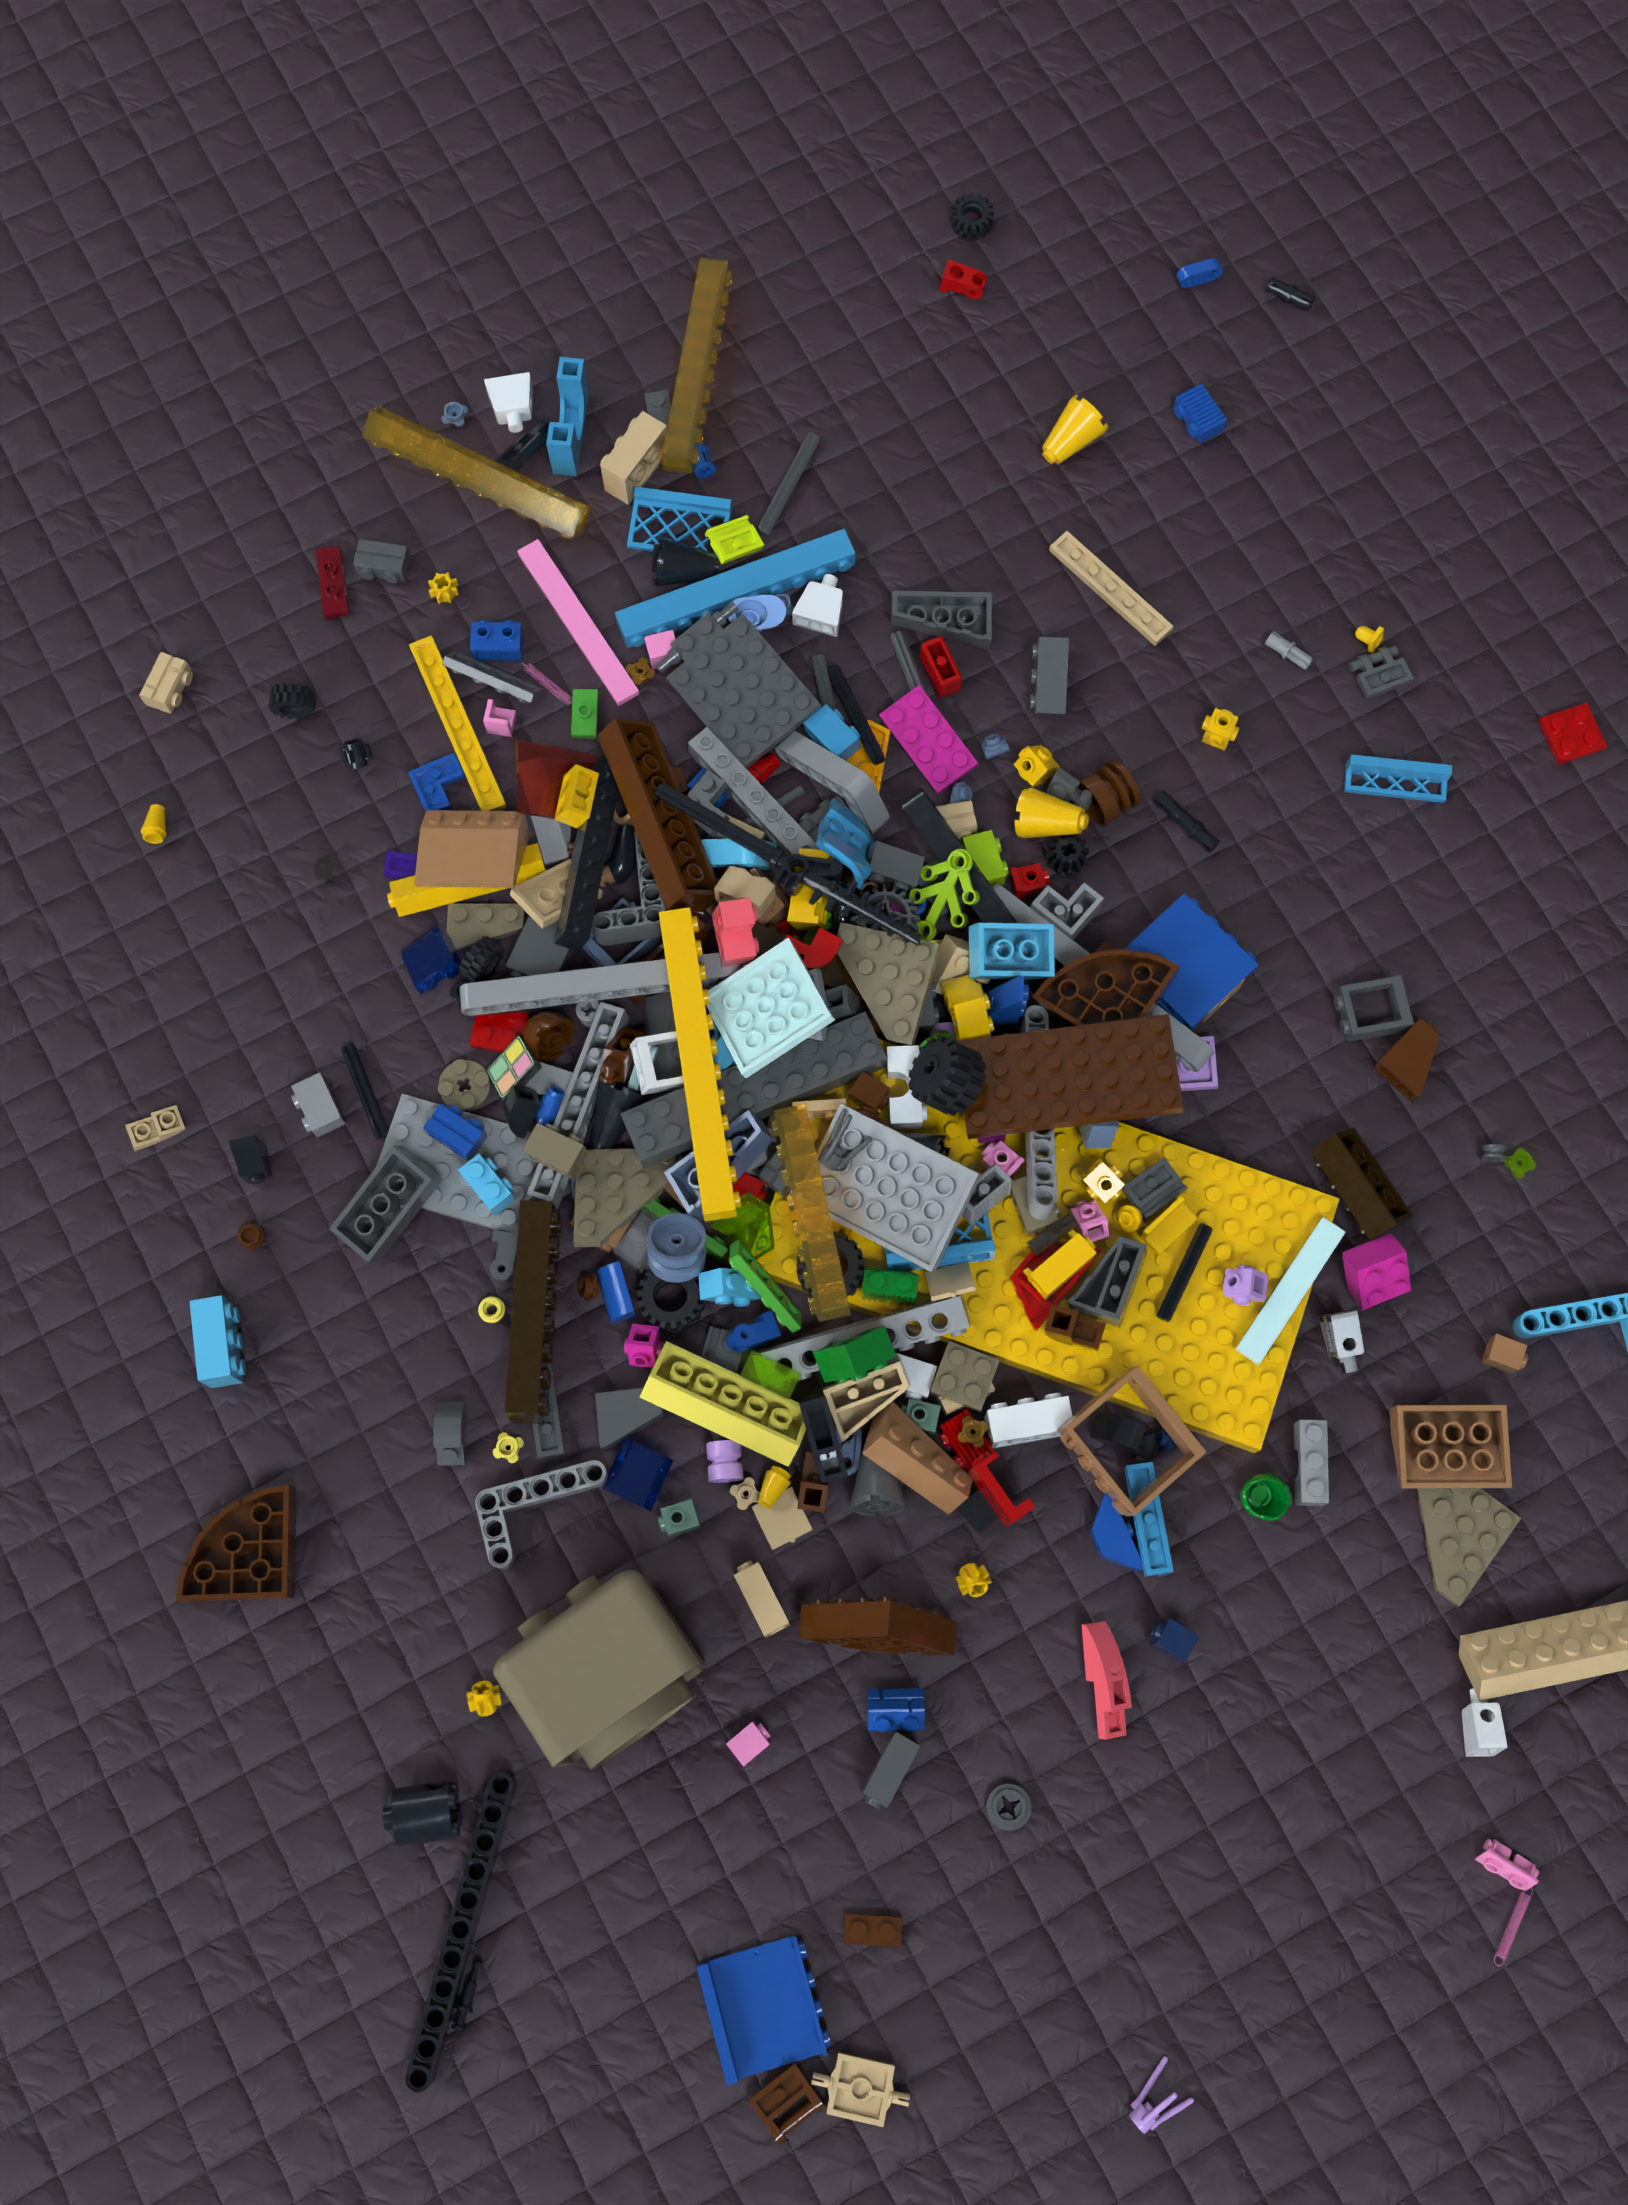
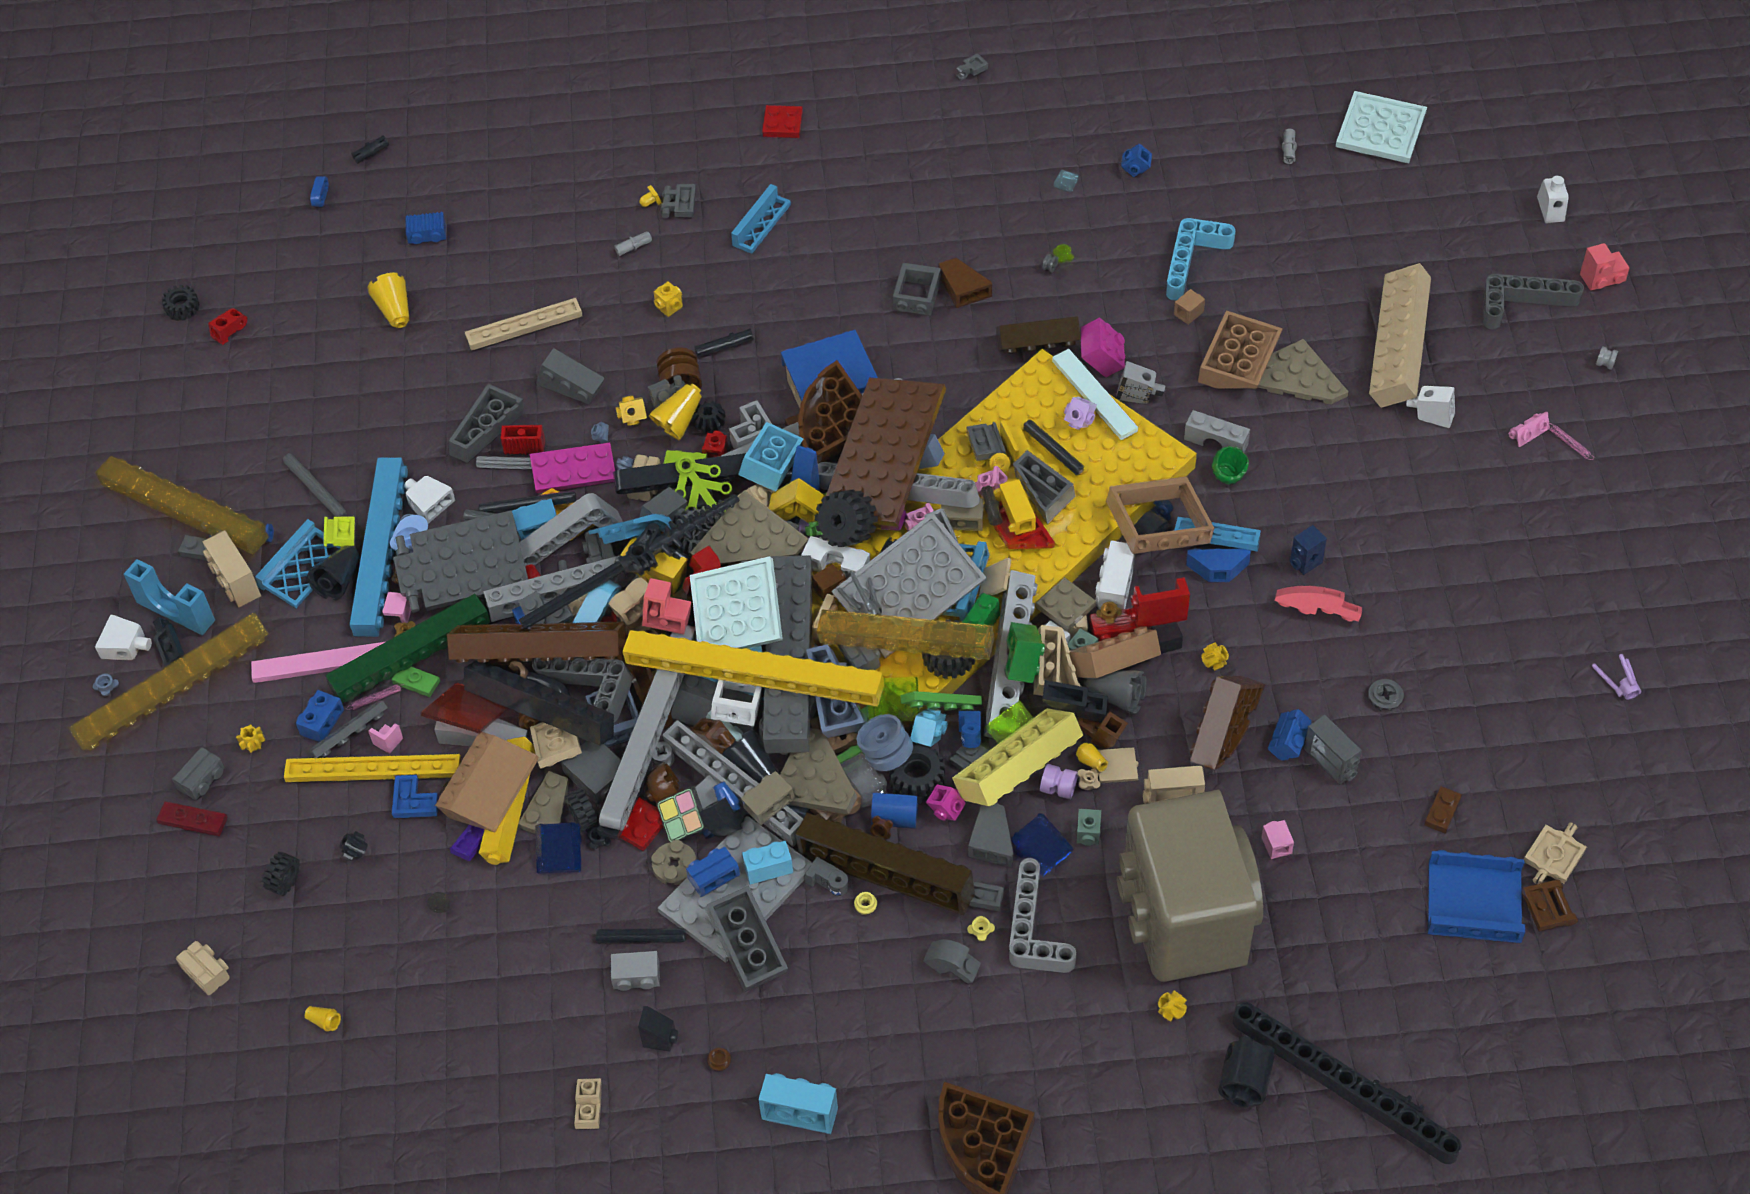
camera: 65 degrees left, 20 degrees down
(576, 796) = (488, 692): yellow brick -> none
(609, 685) = (404, 649): none -> dark green brick
(1070, 1328) = (1064, 519): reddish brown brick -> none
(1096, 1175) = (966, 465): brick -> none

